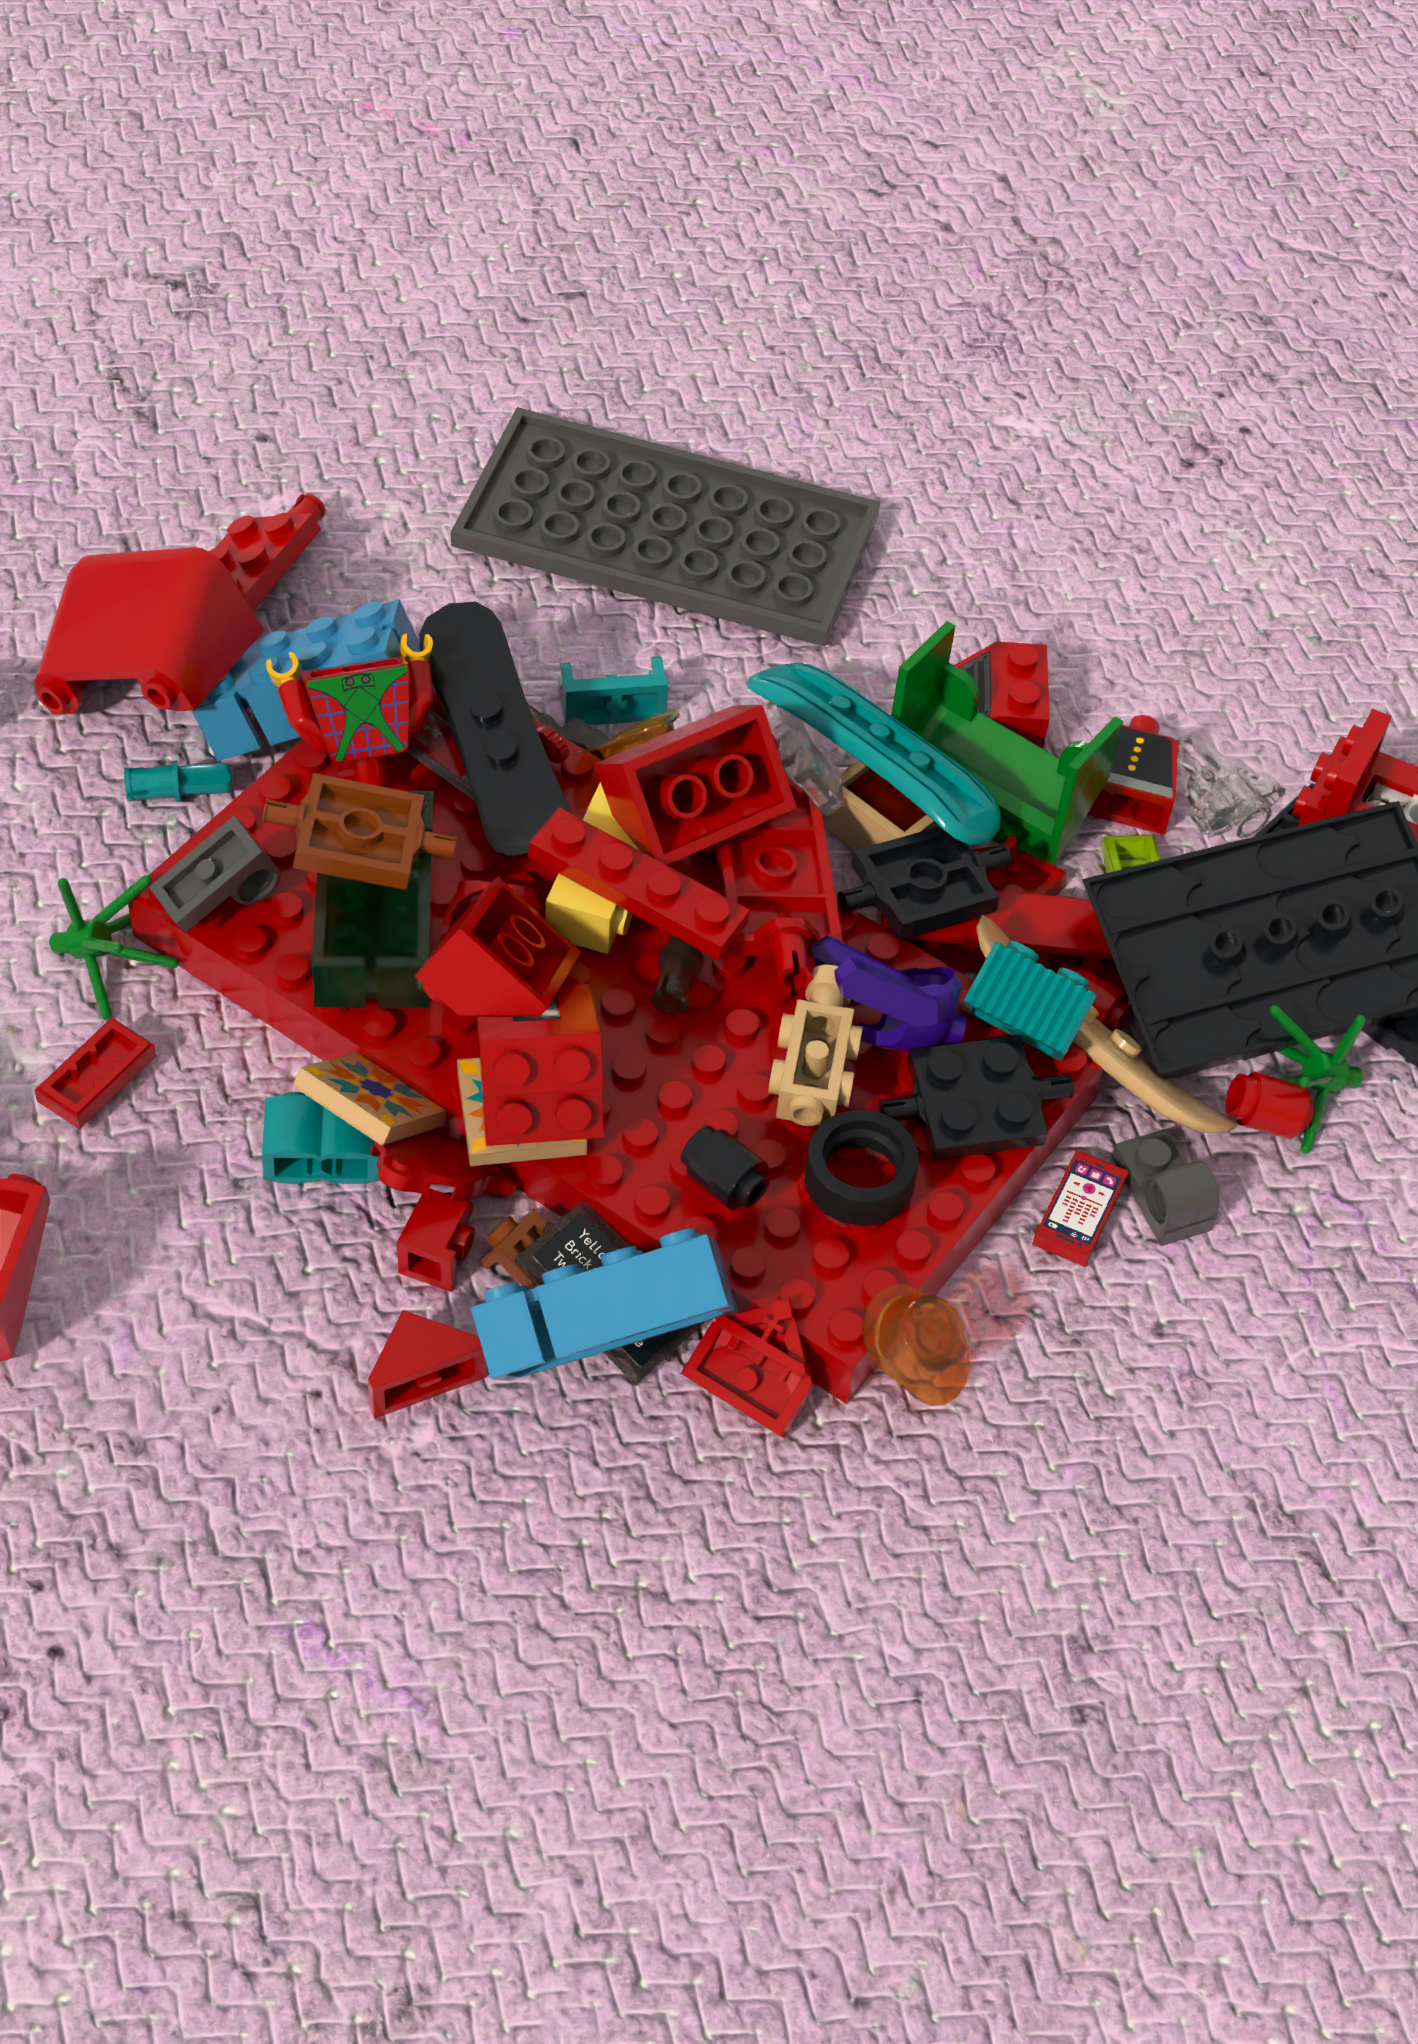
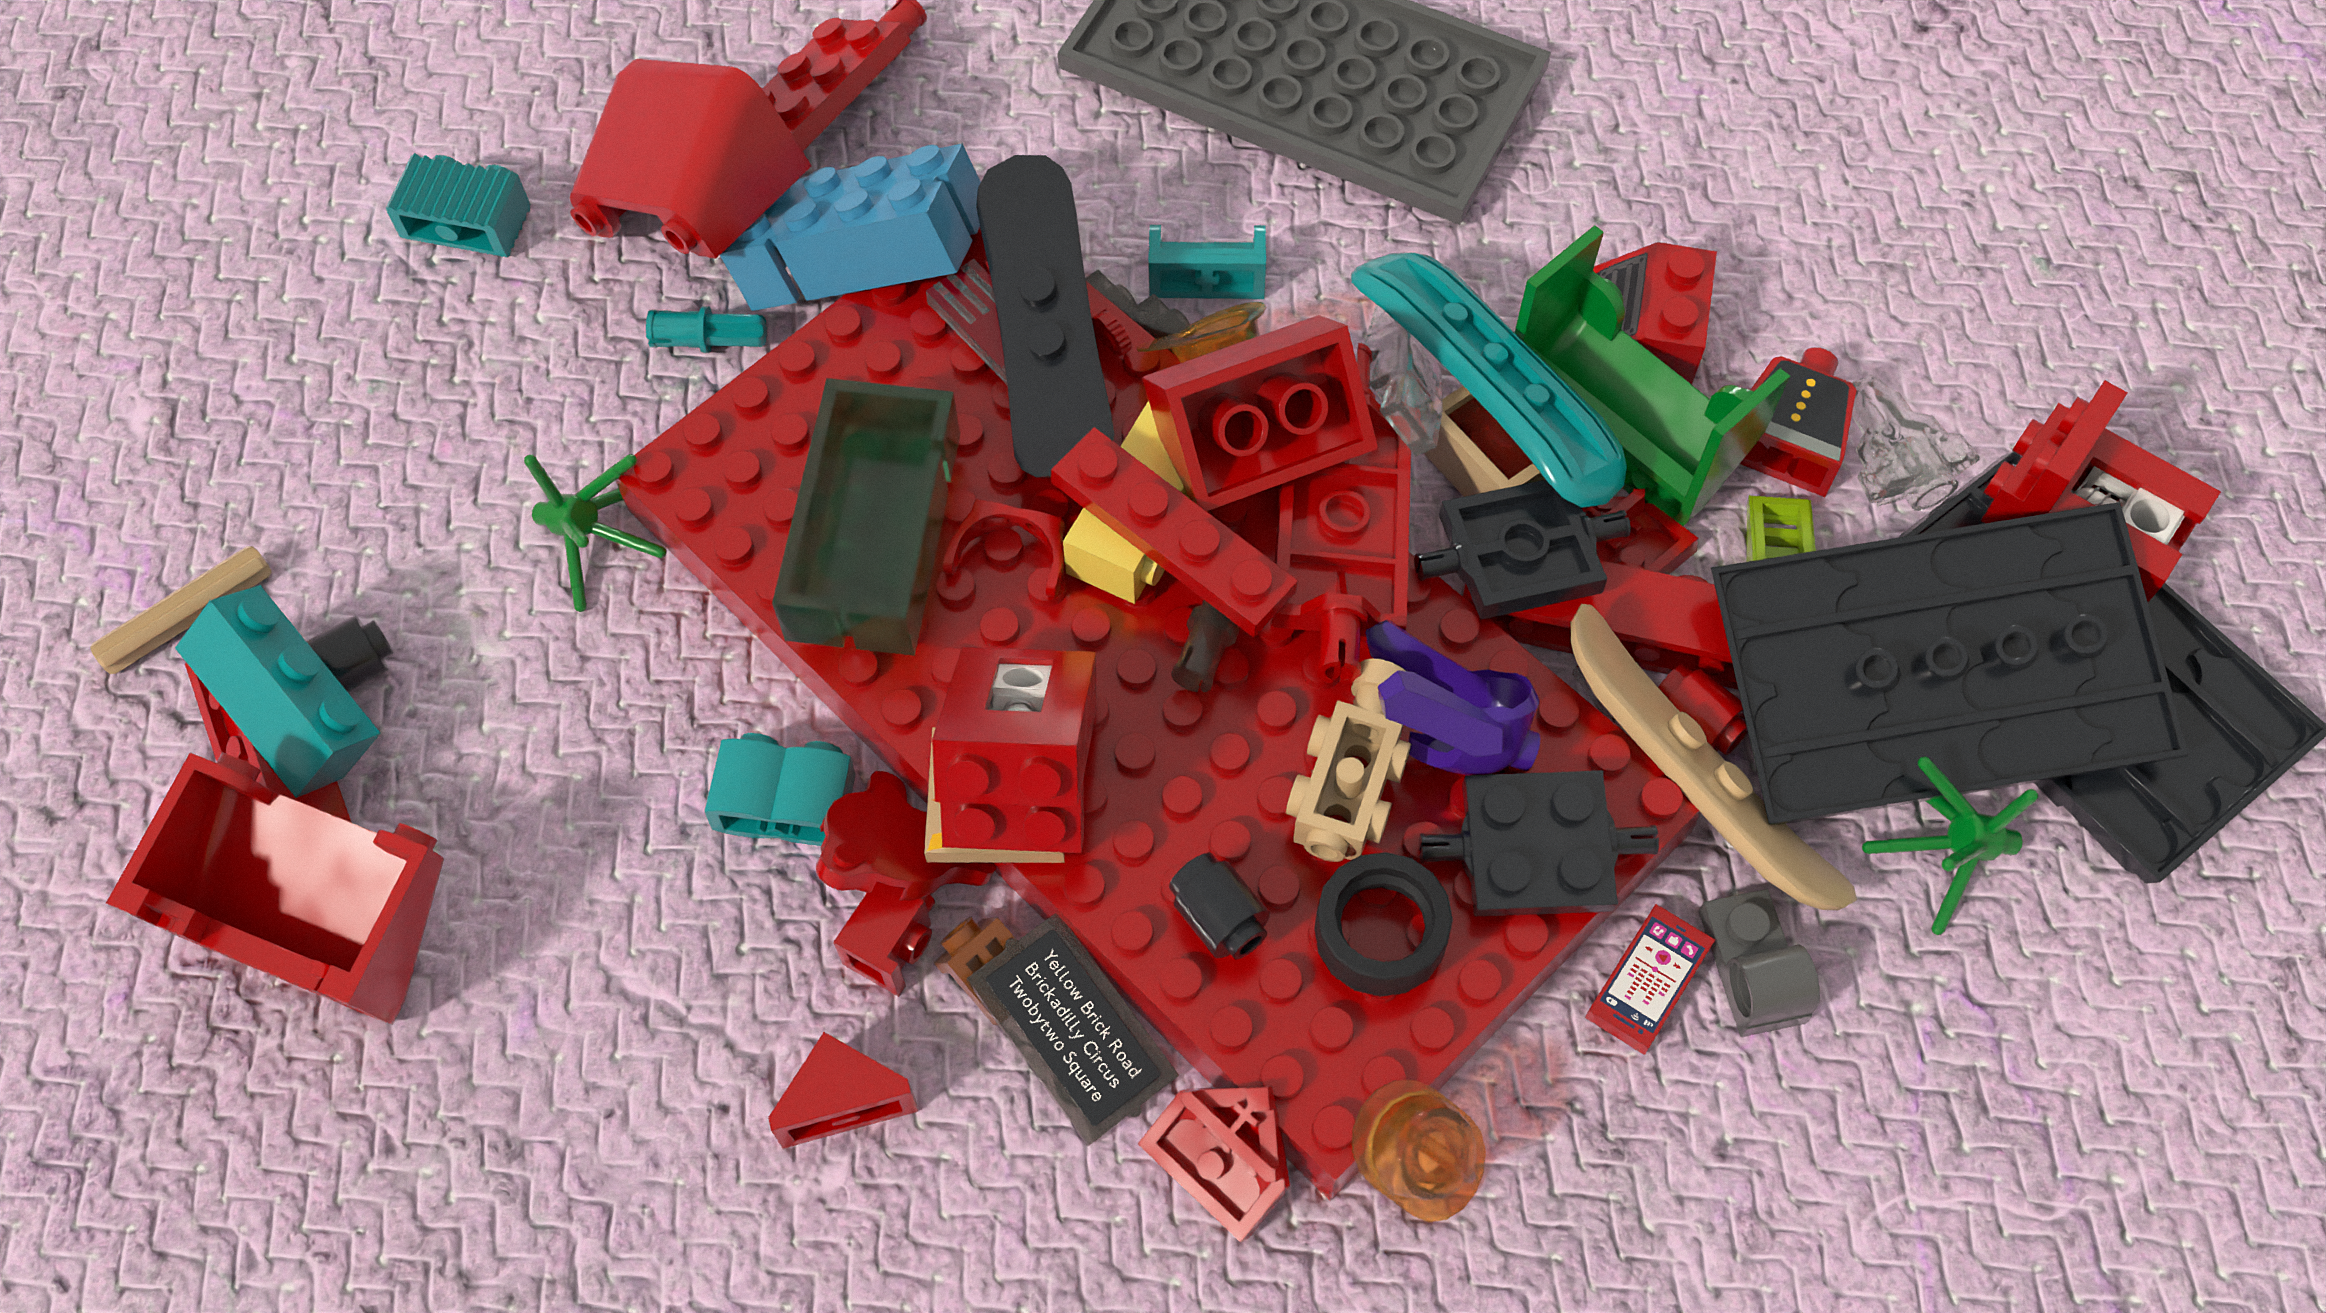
camera: 15 degrees right, 10 degrees up
(95, 1073) = (550, 680): red plate -> none
(219, 867) = (710, 456): dark grey plate -> none
(359, 707) = (892, 276): red torso -> none
(359, 831) = (852, 440): dark orange plate -> none
(369, 1098) = (829, 760): tan tile -> none
(498, 958) = (991, 616): red slope -> none
(604, 1307) = (1049, 1072): dark azure piece -> none
(1029, 999) = (1620, 728): teal brick -> none
(1269, 1104) = (1900, 874): red brick -> none

